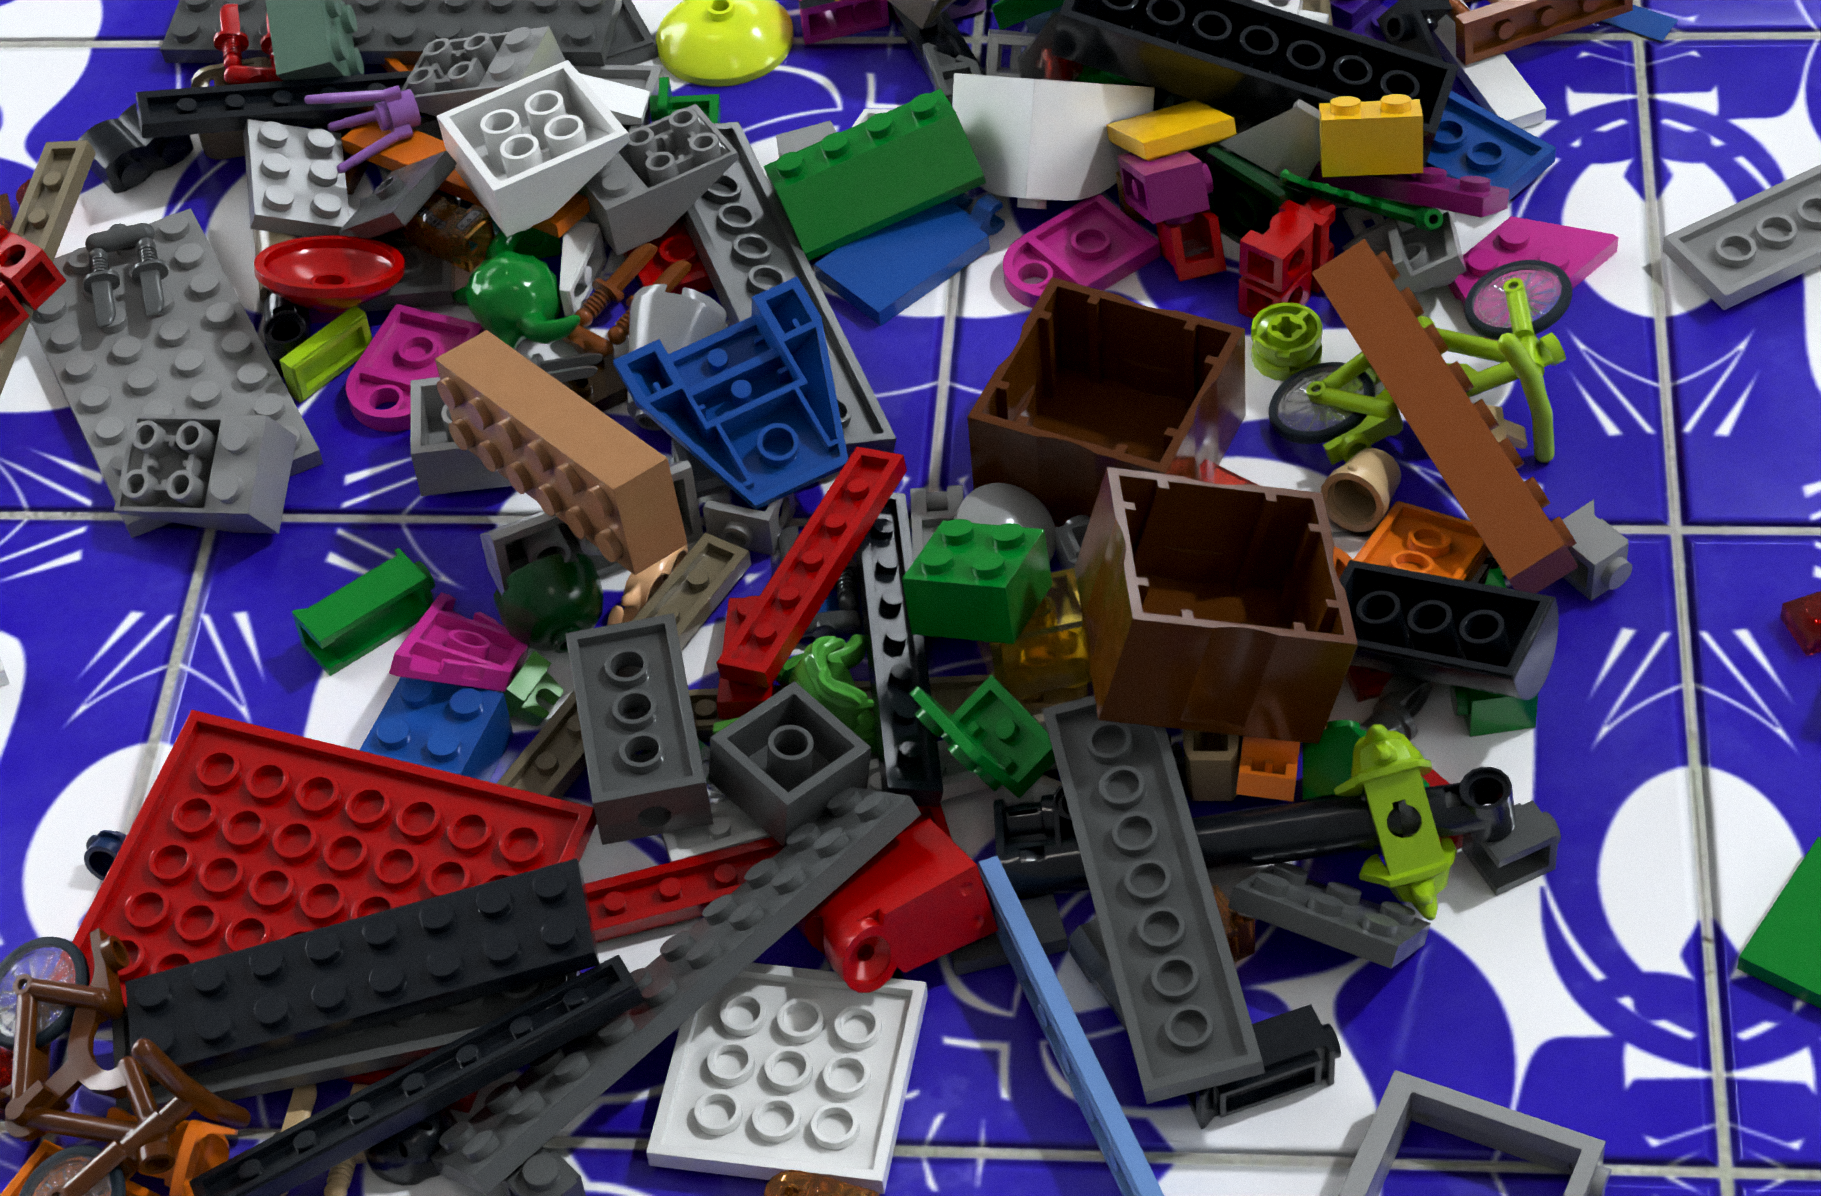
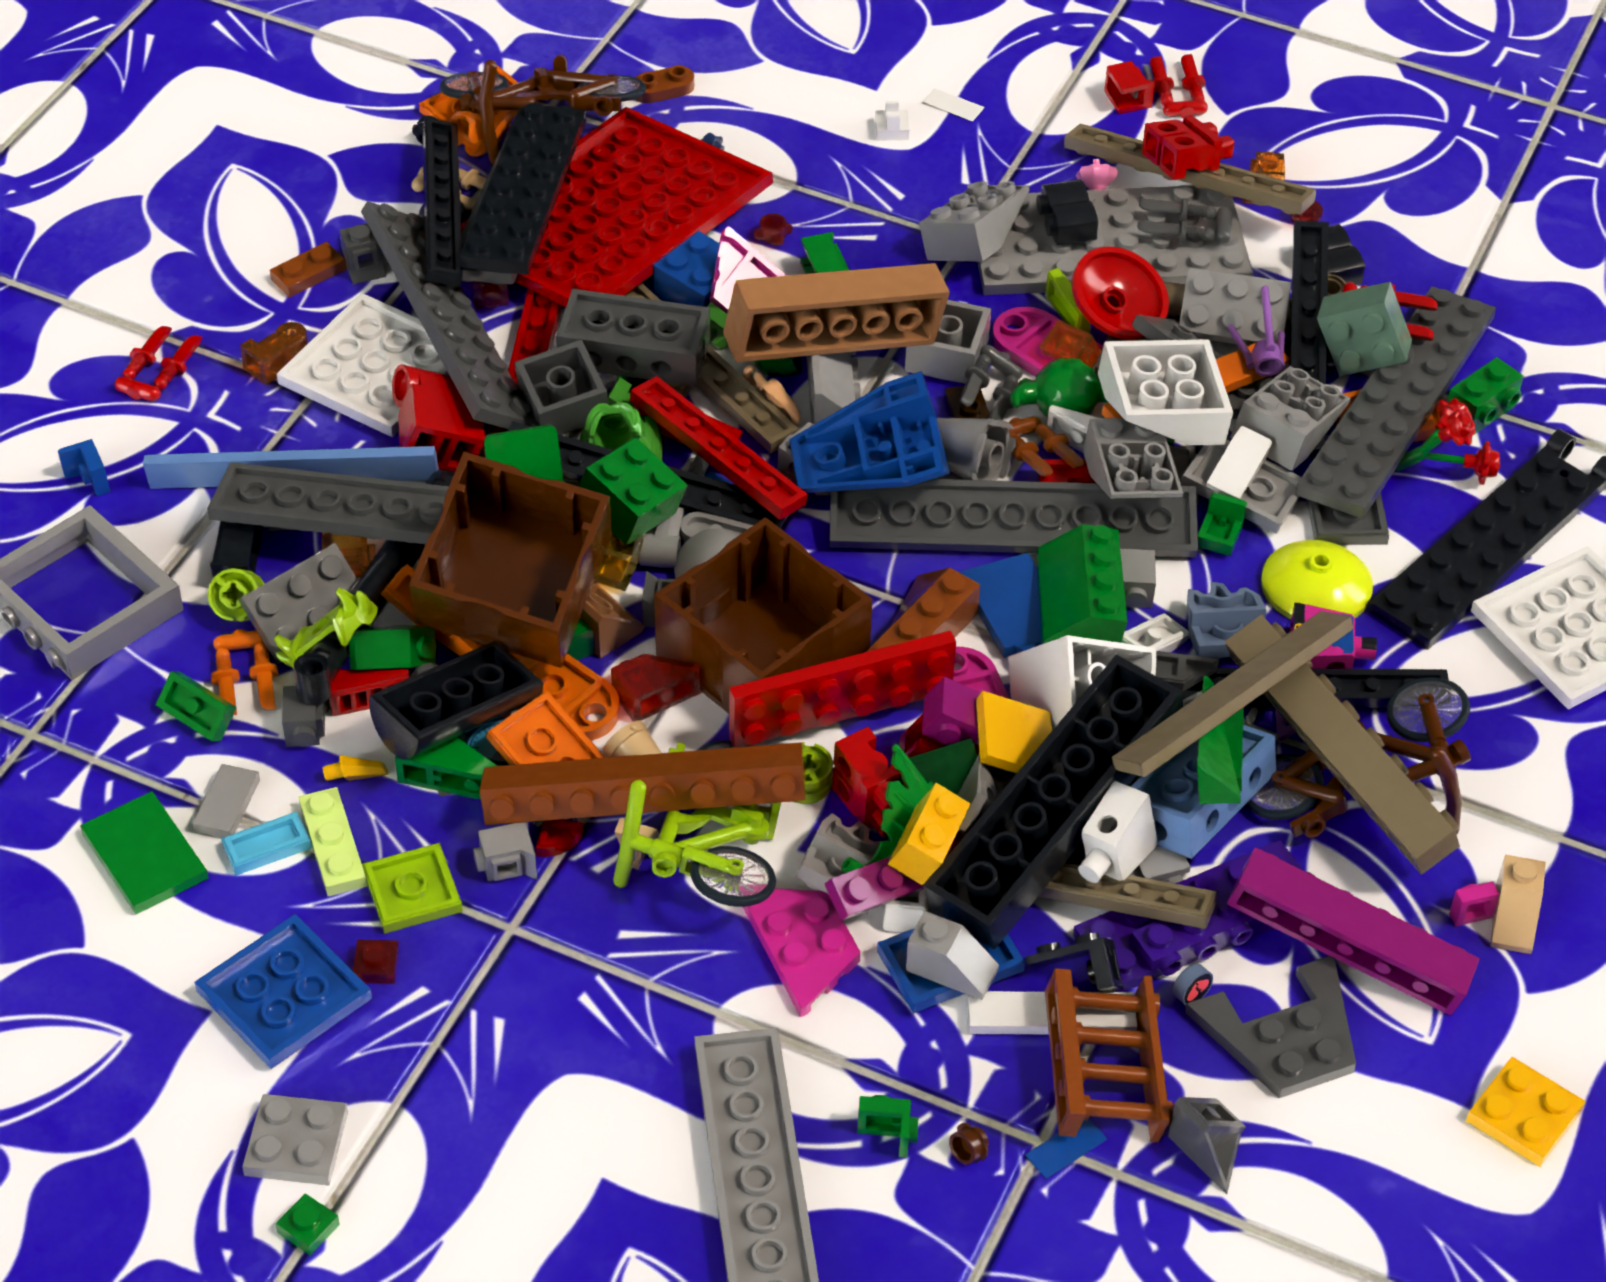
camera: 105 degrees right, 0 degrees up
(40, 401) = (1097, 175): none -> bright pink piece
(160, 376) = (1067, 212): none -> black brick
(281, 711) = (773, 229): none -> clear red plate
(429, 312) = (1070, 342): none -> clear orange bracket
(842, 74) = (1219, 616): none -> sand blue plate
(974, 306) = (933, 605): none -> dark orange wedge
(1126, 262) = (839, 689): none -> red plate
(1360, 1005) = (228, 588): none -> lime wheel
(1457, 939) = (262, 671): none -> orange piece
(1492, 127) = (950, 956): none -> light grey slope
(1556, 767) = (354, 769): none -> yellow bar
(1573, 973) = (195, 706): none -> green plate
(1676, 742) = (332, 841): none -> yellowish green plate
(1690, 67) = (969, 1144): none -> reddish brown plate
(1690, 635) = (412, 888): none -> lime tile
(1694, 877) = (226, 801): none -> light grey tile
(1712, 123) = (888, 1118): none -> green bracket
(1727, 807) = (266, 843): none -> medium azure tile

